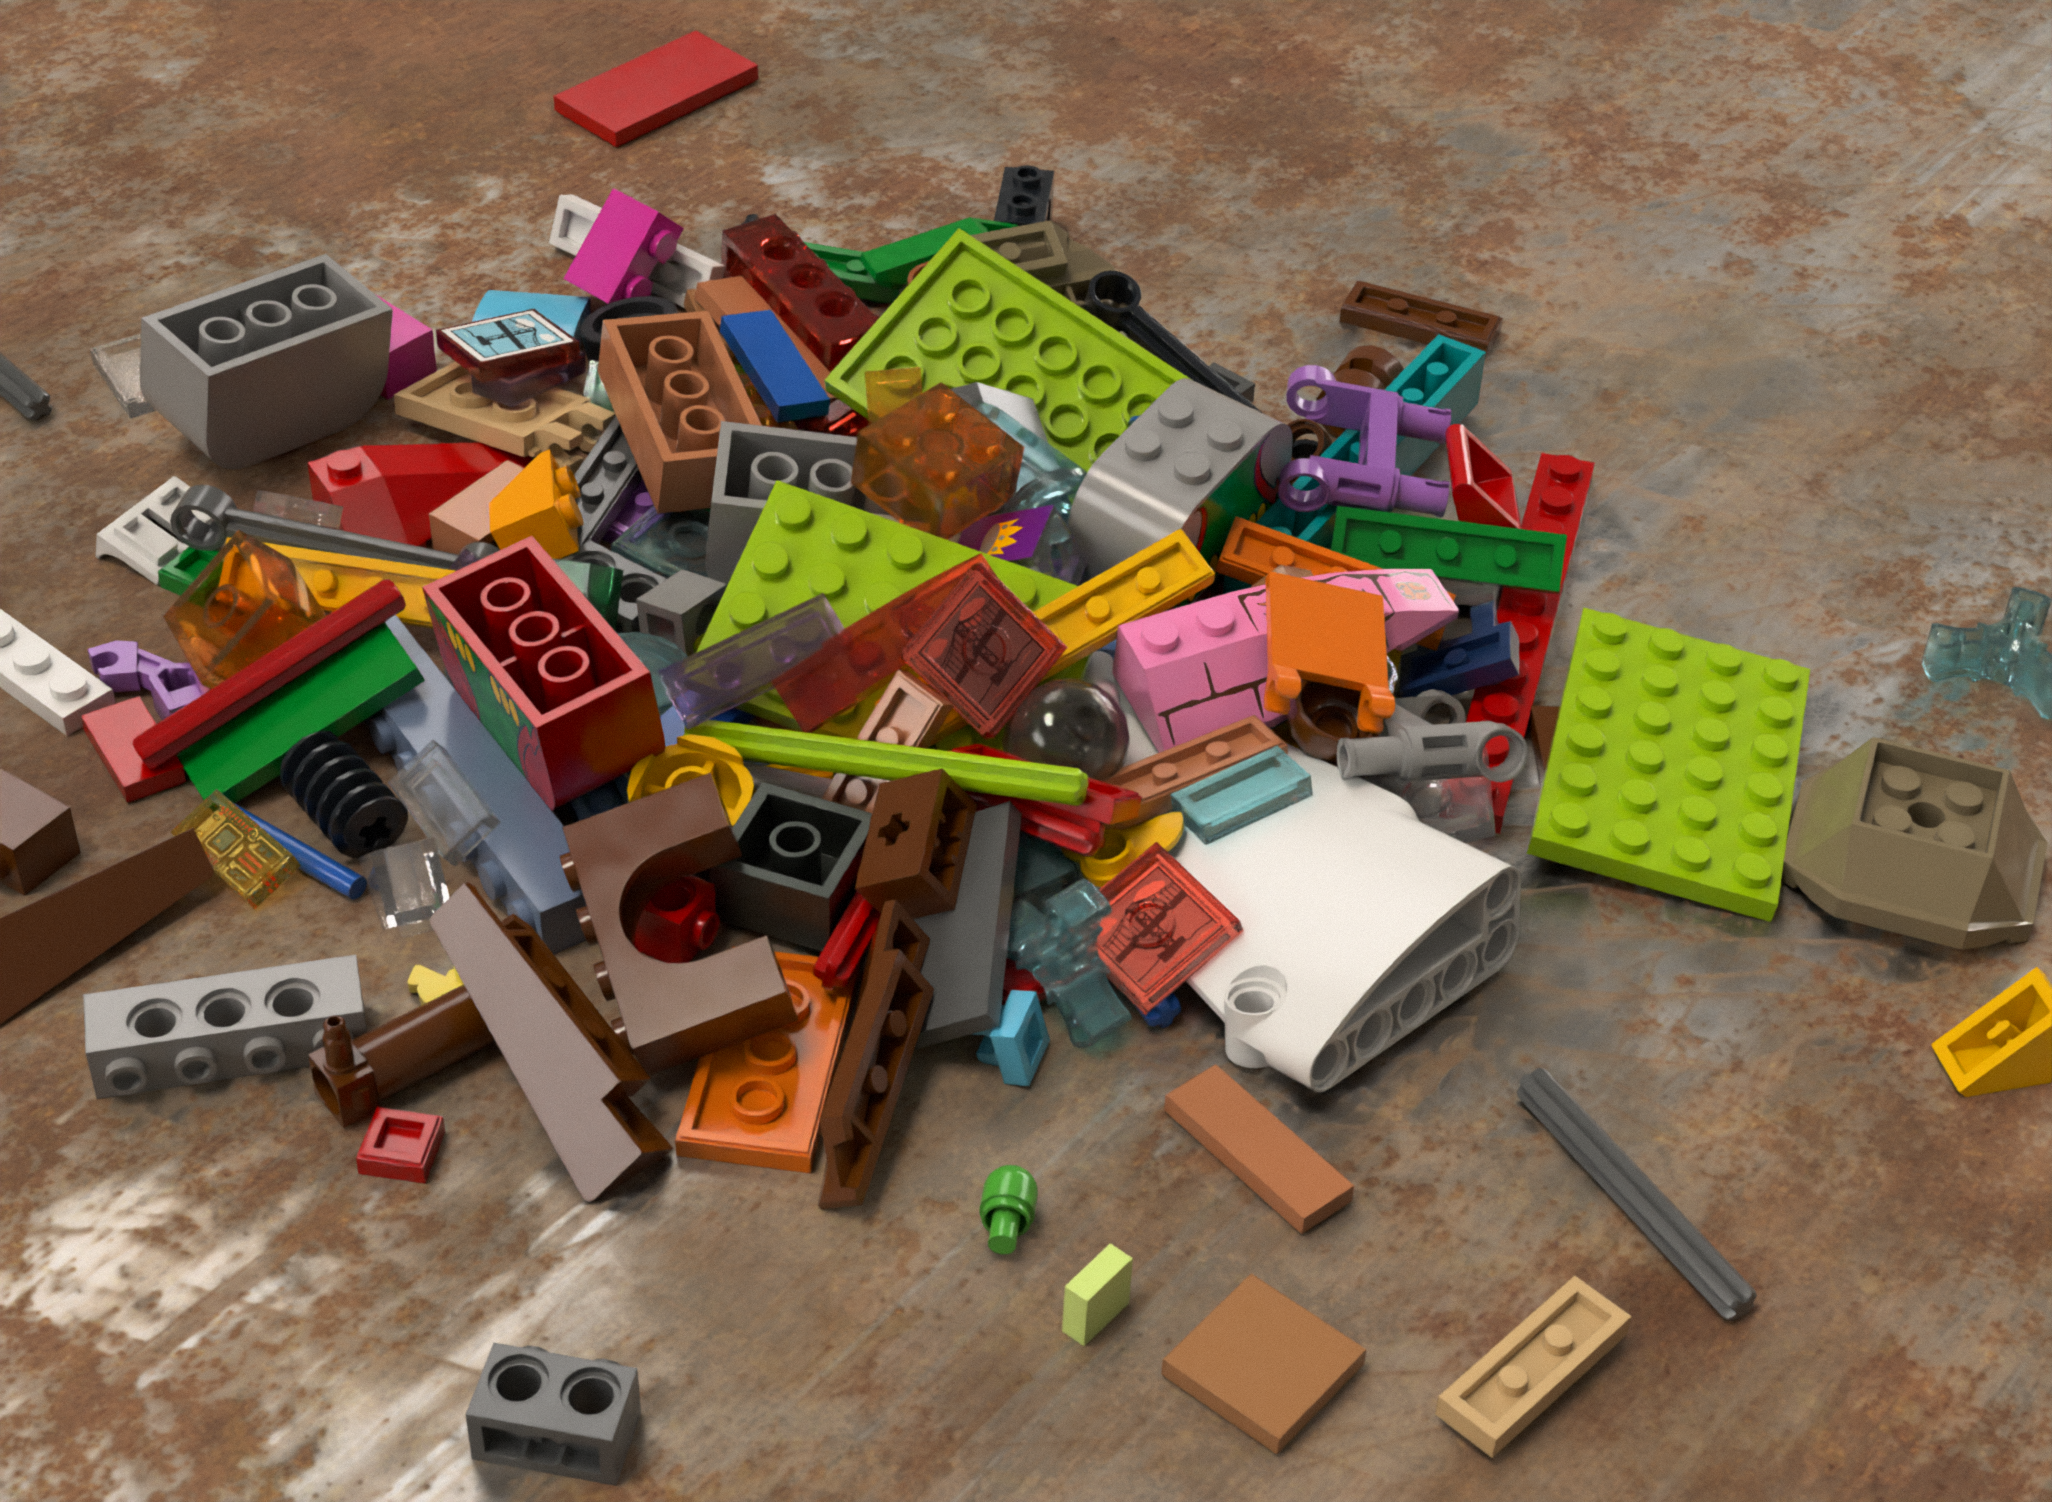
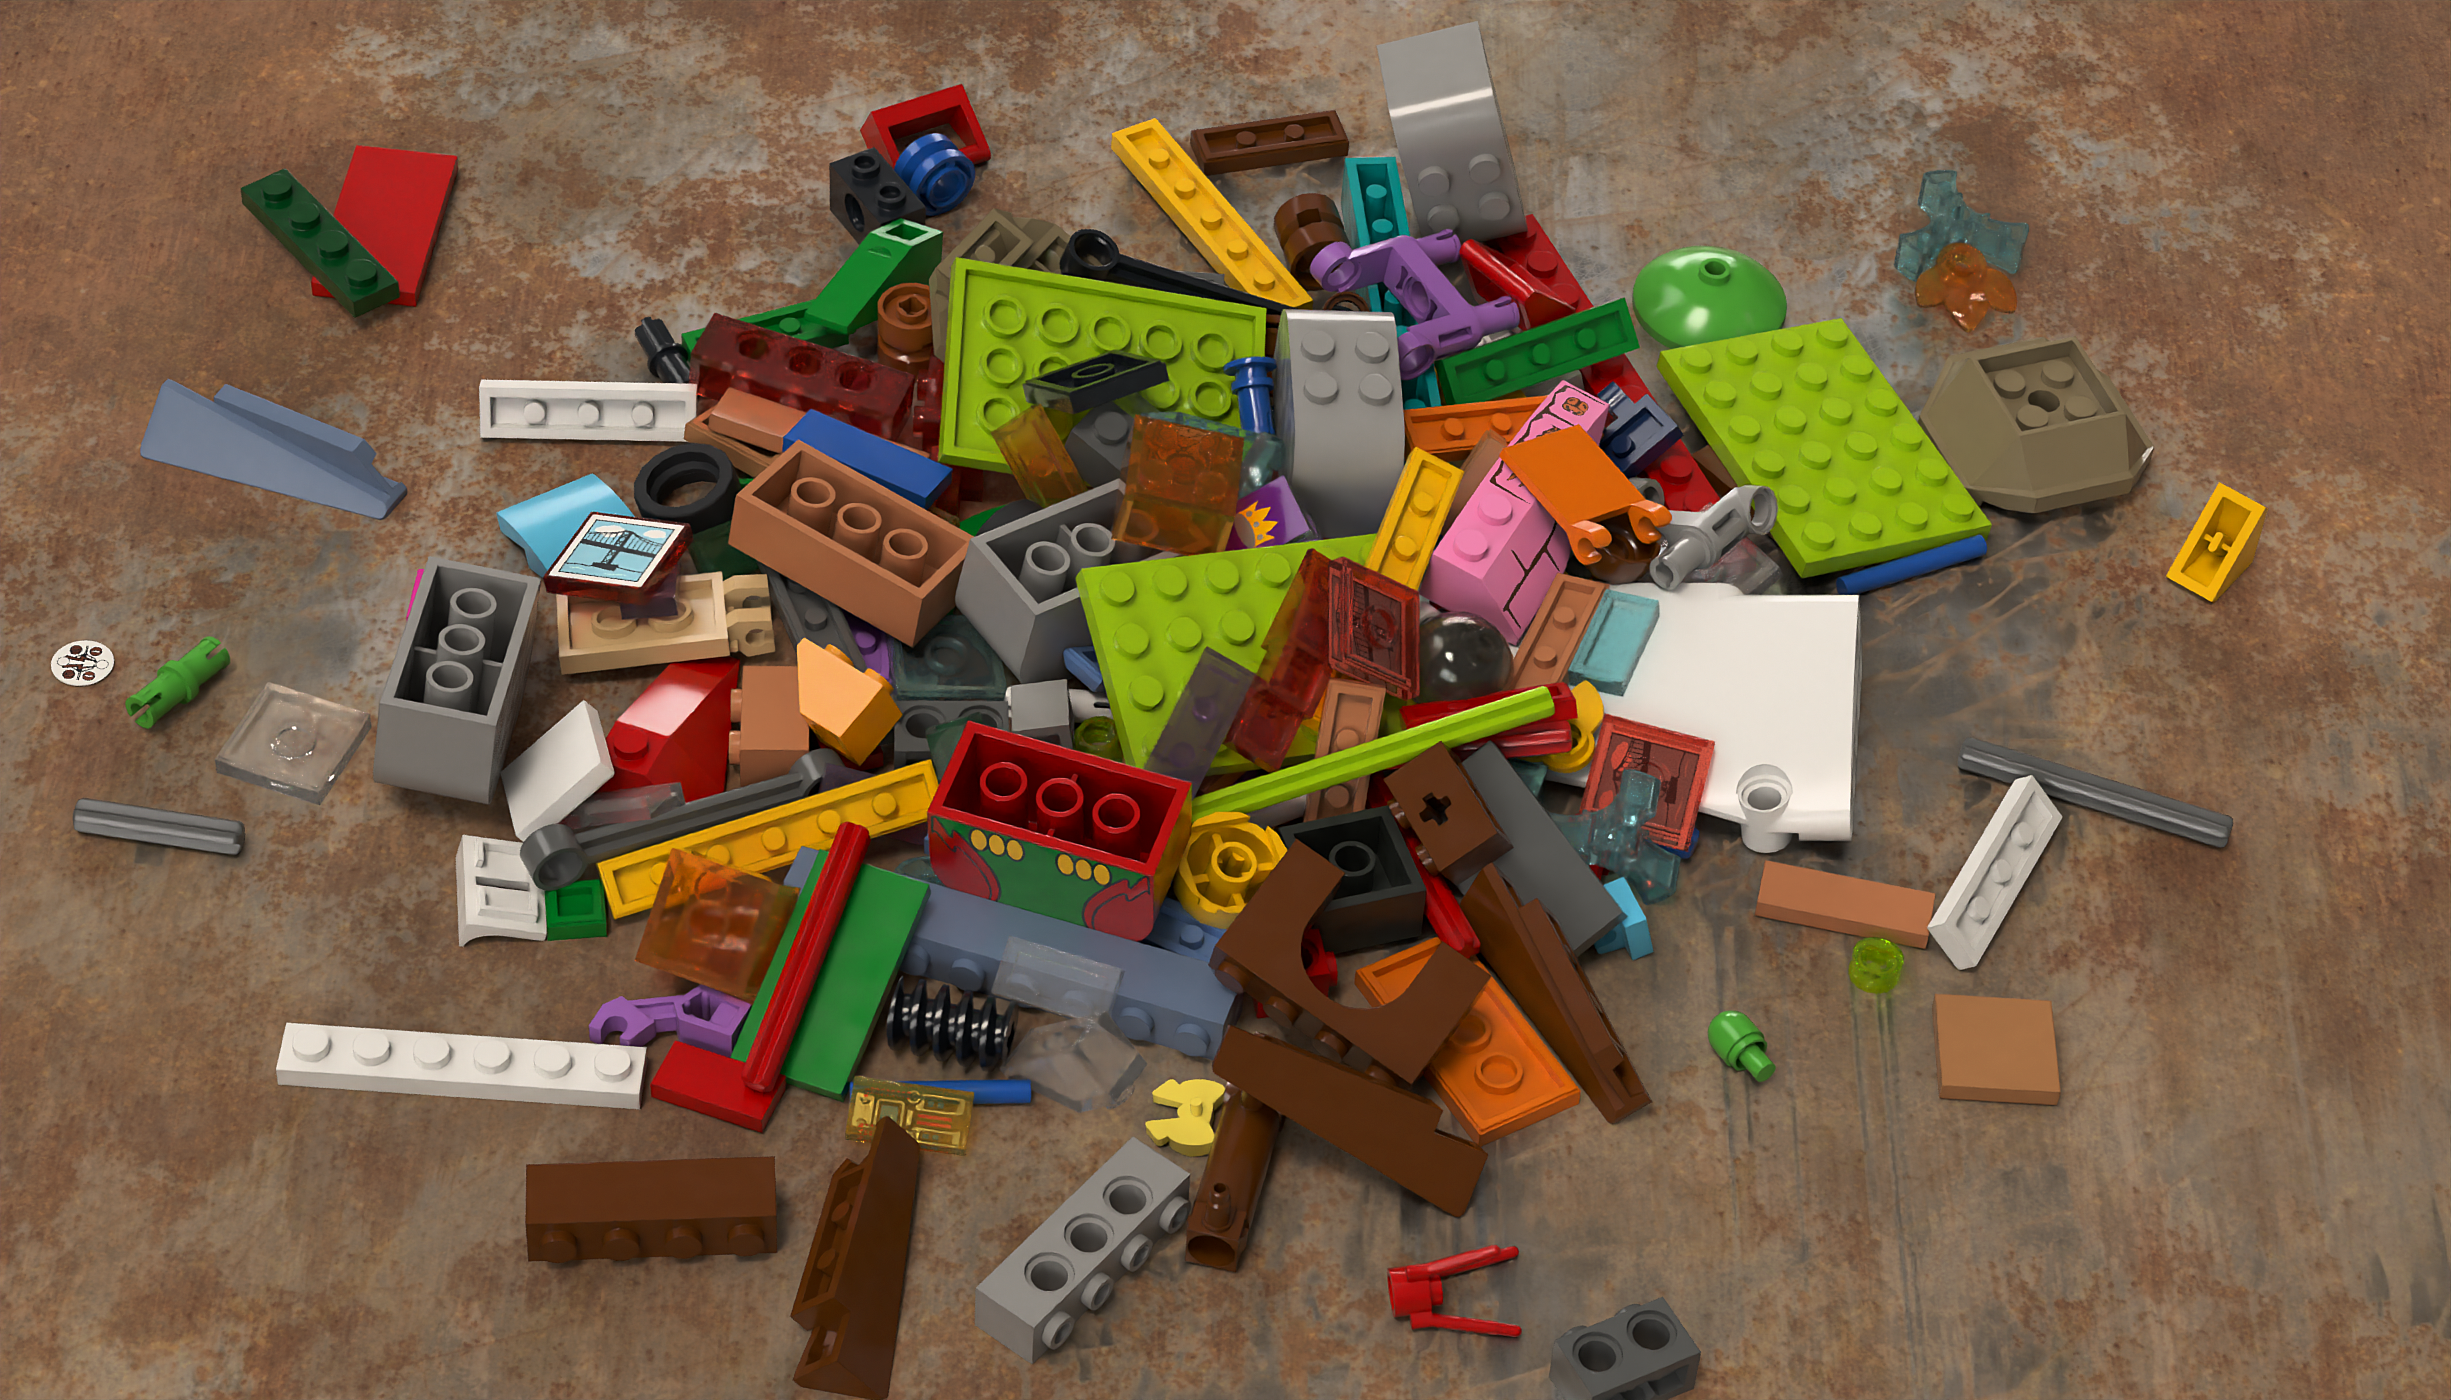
camera: 40 degrees left, 5 degrees up
(101, 255) = (82, 663): none -> white sticker
(131, 290) = (177, 682): none -> bright green pin
(286, 459) = (557, 771): none -> white tile
(386, 181) = (267, 449): none -> sand blue wedge
(400, 1145) = (1294, 1257): red tile -> none
(464, 1232) = (1419, 1287): none -> red plant
(584, 72) = (320, 242): none -> dark green plate
(623, 250) = (607, 417): dark pink brick -> none
(982, 370) = (1095, 381): none -> black tile
(1096, 197) = (936, 172): none -> blue wheel
(1097, 1294) = (1863, 1067): yellowish green tile -> none
(1131, 178) = (924, 113): none -> red tile
(1223, 1234) = (1871, 976): none -> clear neon green bush
(1293, 330) = (1205, 215): none -> yellow plate
(1434, 1200) = (1994, 873): none -> white plate
(1525, 342) = (1452, 134): none -> light grey brick
(1532, 1366) = (2154, 949): tan plate -> none
(1660, 902) = (1912, 566): none -> blue bar
(1702, 596) = (1706, 296): none -> bright green dish
(1970, 706) = (1962, 290): none -> clear orange plate

